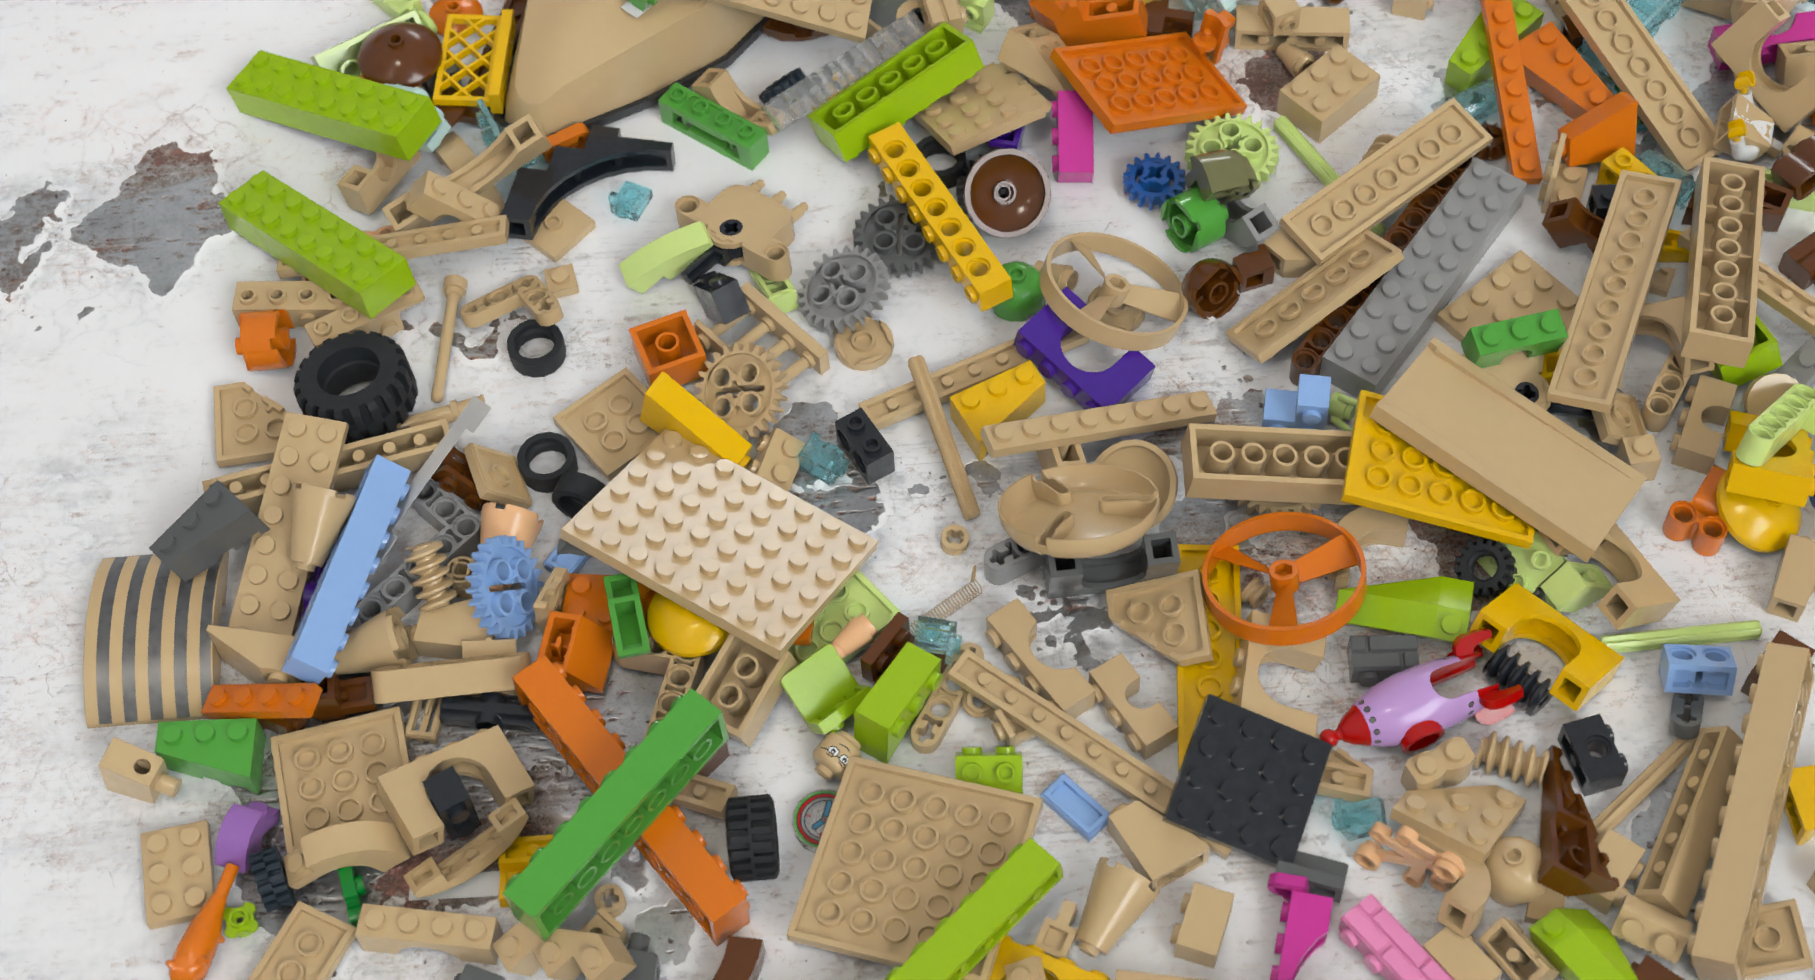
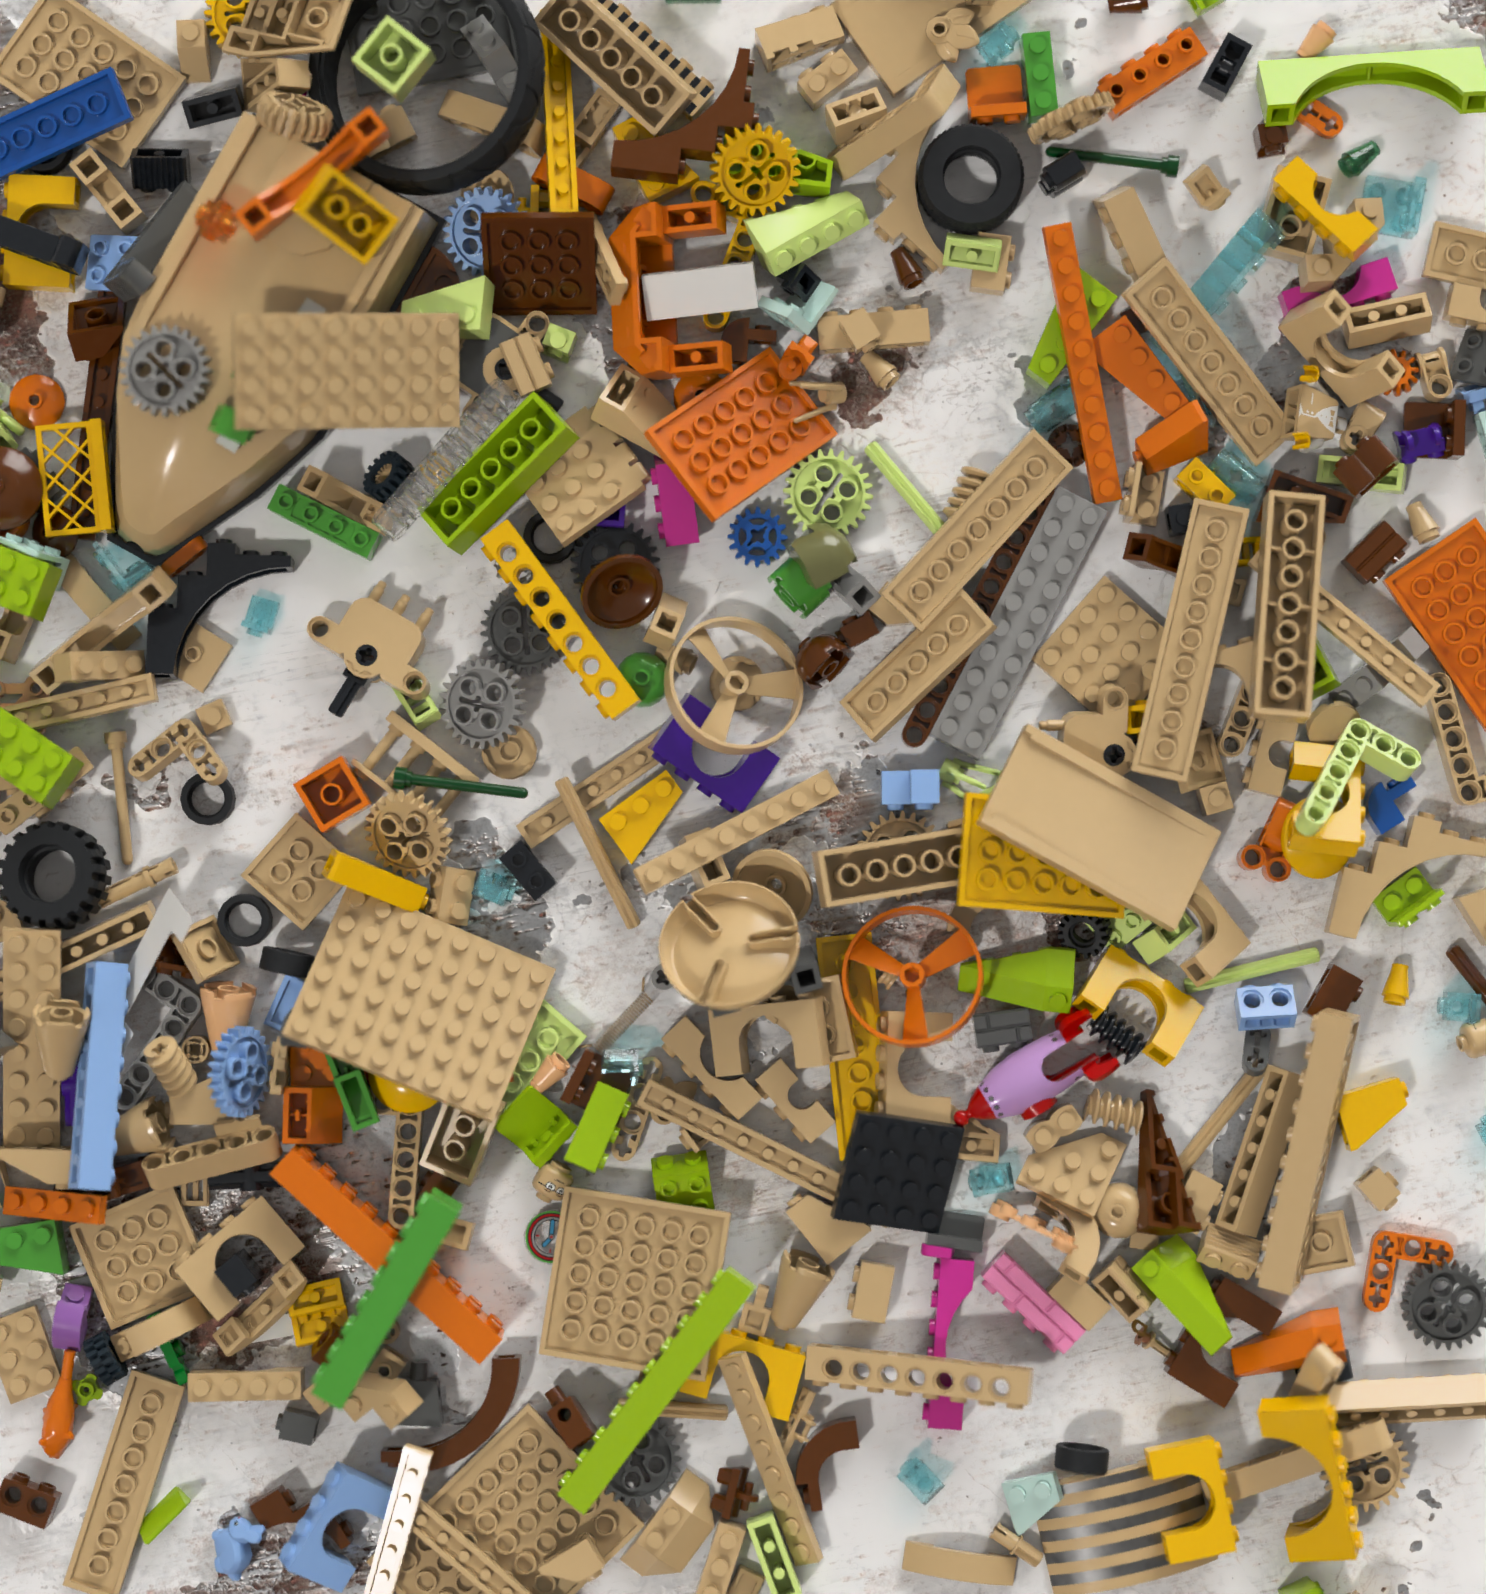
camera: 10 degrees left, 30 degrees up
(665, 256) = (309, 689): yellowish green slope -> none
(721, 297) = (371, 734): black brick -> none
(747, 335) = (405, 778): none -> dark green piece
(752, 838) = (496, 1274): black tyre -> none
(954, 548) = (621, 960): tan bush -> none
(1044, 233) = (666, 622): none -> tan slope
(1073, 613) = (802, 1017): none -> tan arch
(1075, 807) = (757, 1195): light blue tile -> none
(1244, 72) = (828, 392): none -> tan plant
(1328, 93) = (914, 412): tan brick -> none
(1532, 333) = (1089, 721): bright green arch -> none
(1593, 772) = (1168, 1083): black brick -> none

